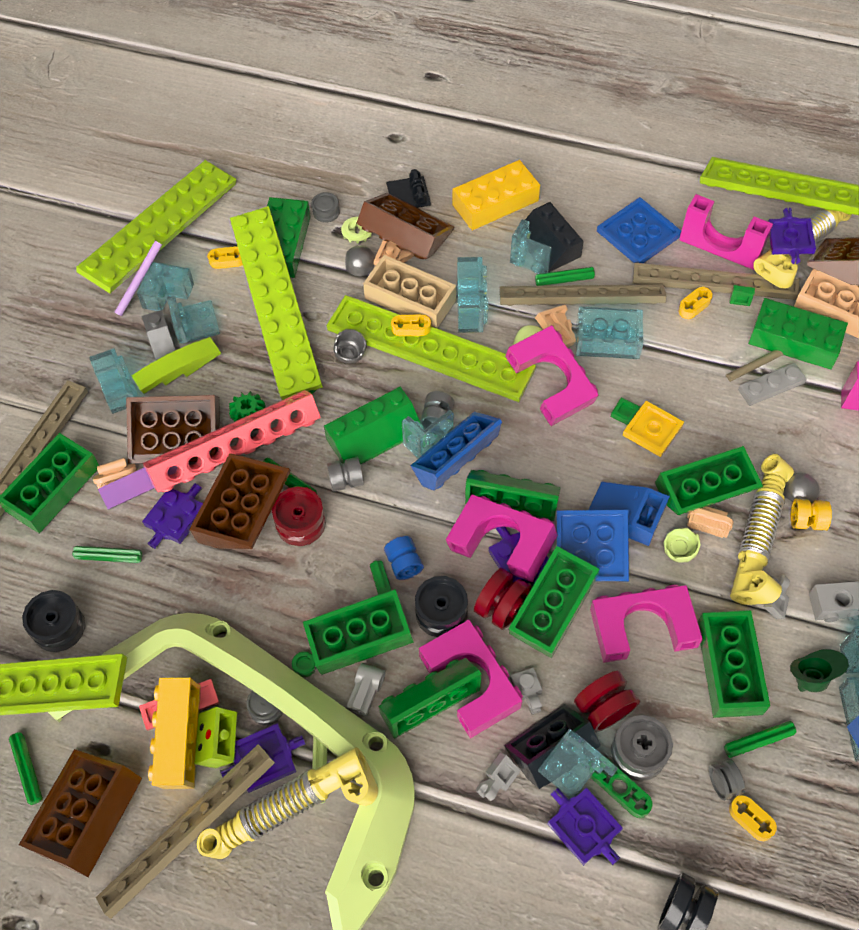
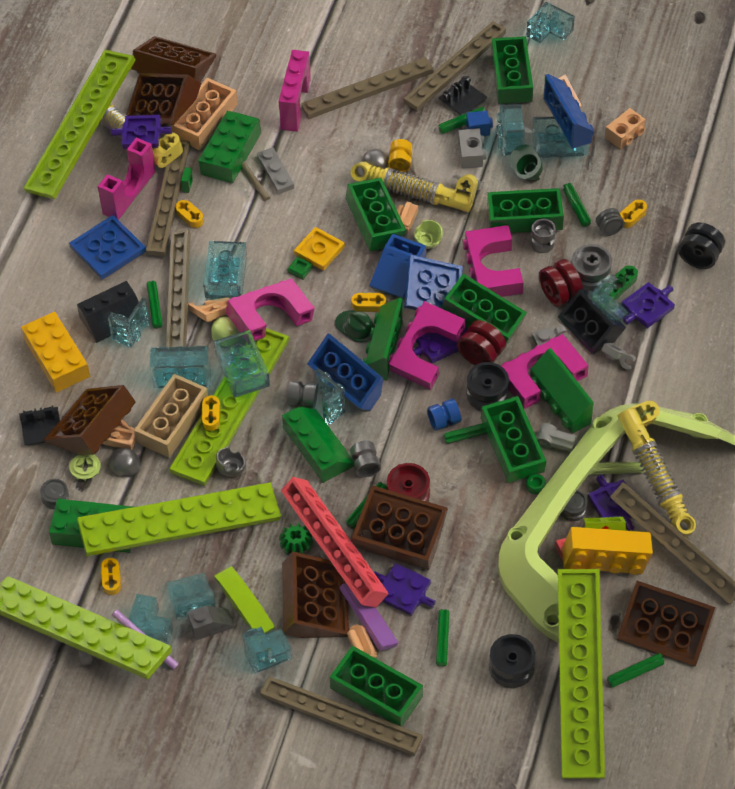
camera: 90 degrees left, 5 degrees down
(468, 345) = (241, 363): none -> clear light blue brick
(544, 467) = (355, 325): none -> dark green piece
(571, 482) = (368, 302): none -> yellow beam
(692, 686) = (543, 236): none -> flat silver wheel

